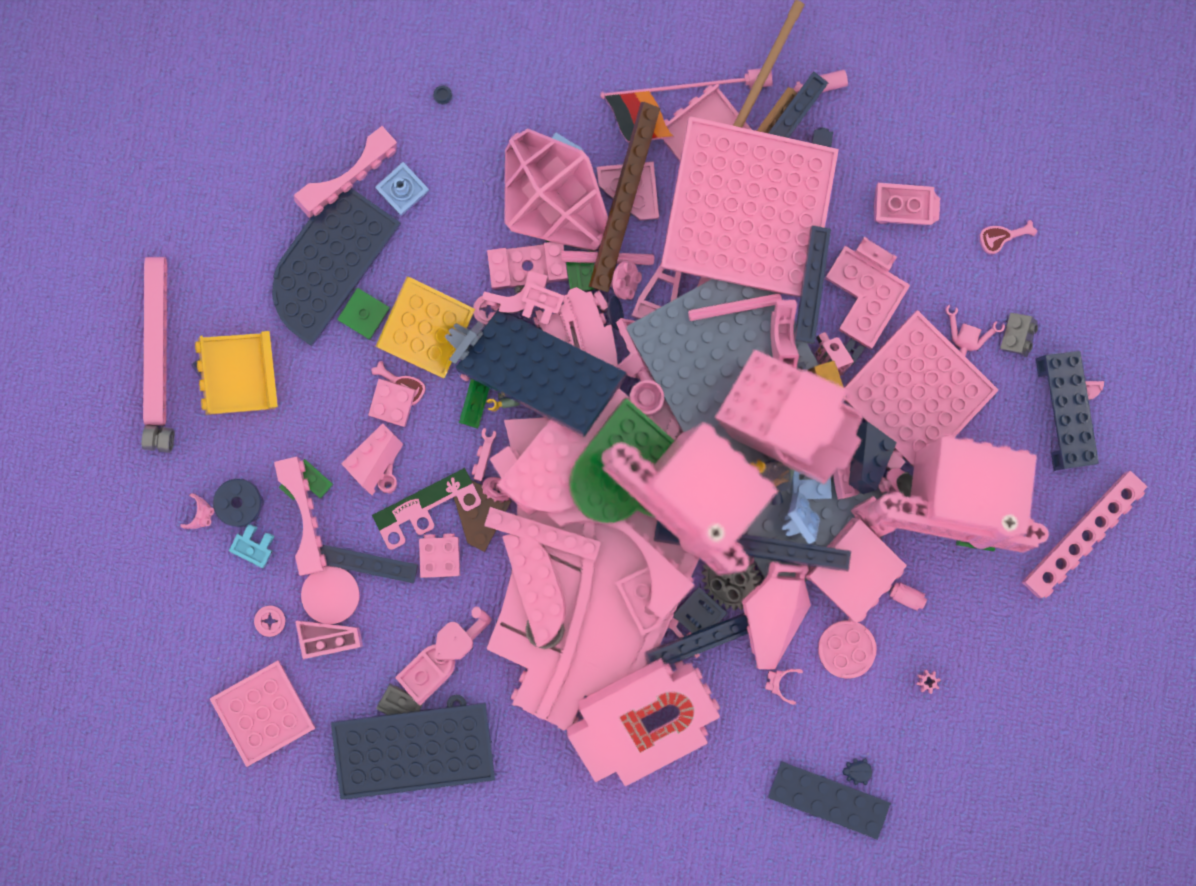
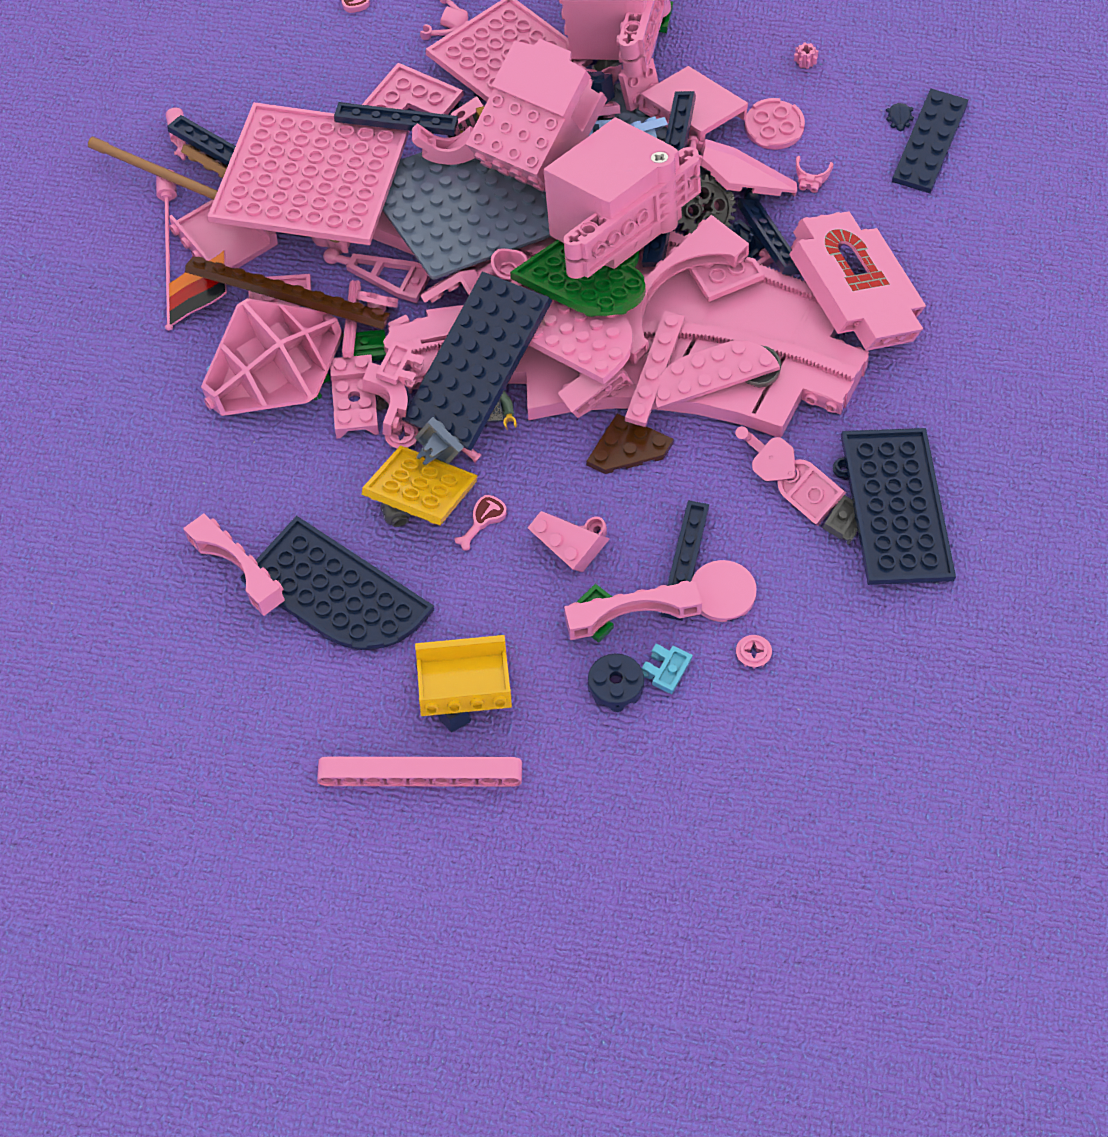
camera: 85 degrees left, 25 degrees down
(160, 439) = (538, 764): flat silver wheel -> none
(203, 514) = (632, 714): bright pink helmet -> none
(262, 713) = (861, 657): bright pink plate -> none
(324, 639) = (774, 589): bright pink wedge -> none
(363, 313) = (399, 557): green plate -> none
(392, 402) = (503, 525): bright pink plate -> none
(402, 188) = (257, 516): light blue plate -> none
(419, 503) = (621, 504): piece -> none
(439, 556) = (678, 477): bright pink brick -> none
(442, 94) = (151, 477): dark blue plate -> none
(474, 404) = (504, 445): green plate -> none
(484, 453) = (567, 437): bright pink plate -> none
(490, 484) = (604, 423): bright pink gear -> none
(614, 311) = (412, 312): dark blue piece -> none
(733, 307) = (415, 187): bright pink axle -> none
(822, 137) = (234, 130): dark blue plate -> none
(876, 254) = (365, 88): bright pink hinge -> none
(905, 204) = (313, 66): bright pink slope -> none
(908, 596) = (720, 68): bright pink head -> none

